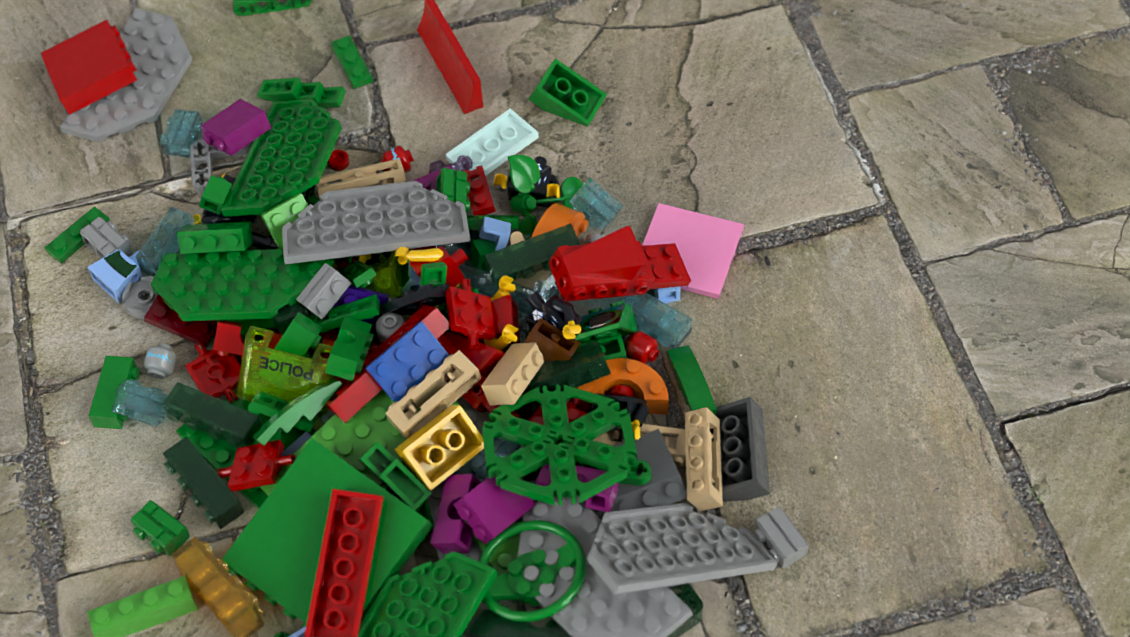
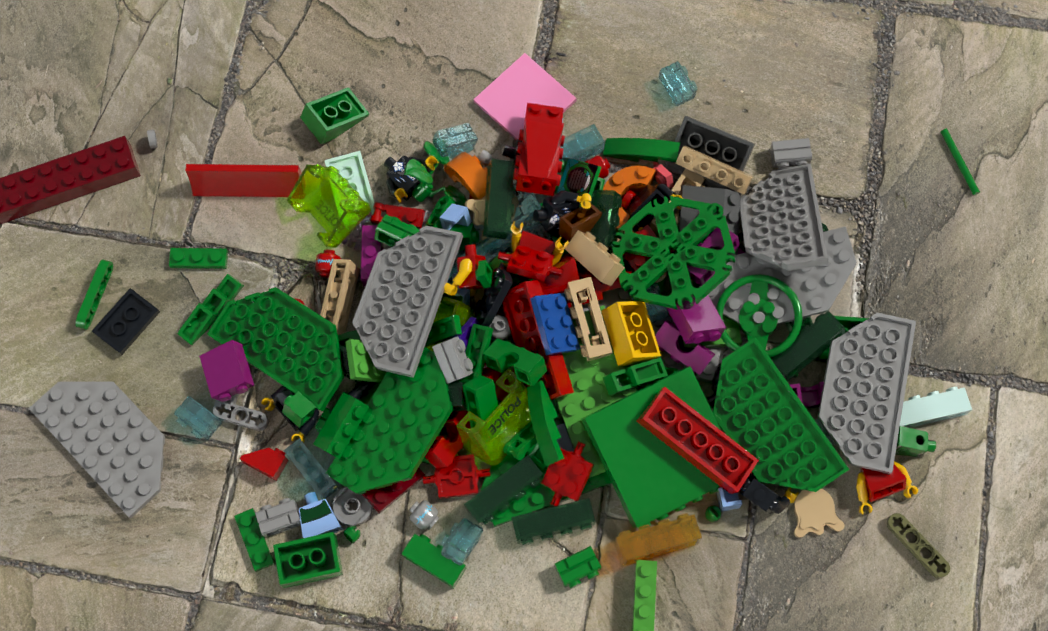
camera: 65 degrees left, 15 degrees up
(69, 282) = (308, 560): none -> green brick
(89, 66) = (81, 467): red brick -> none
(115, 310) = (351, 534): none -> green hinge
(157, 204) = (266, 461): none -> red slope
(256, 36) = (126, 321): none -> black plate
(467, 130) = (329, 201): none -> clear neon green windscreen
(669, 415) = (662, 175): none -> coral plate
(798, 383) = (677, 83): none -> clear light blue brick

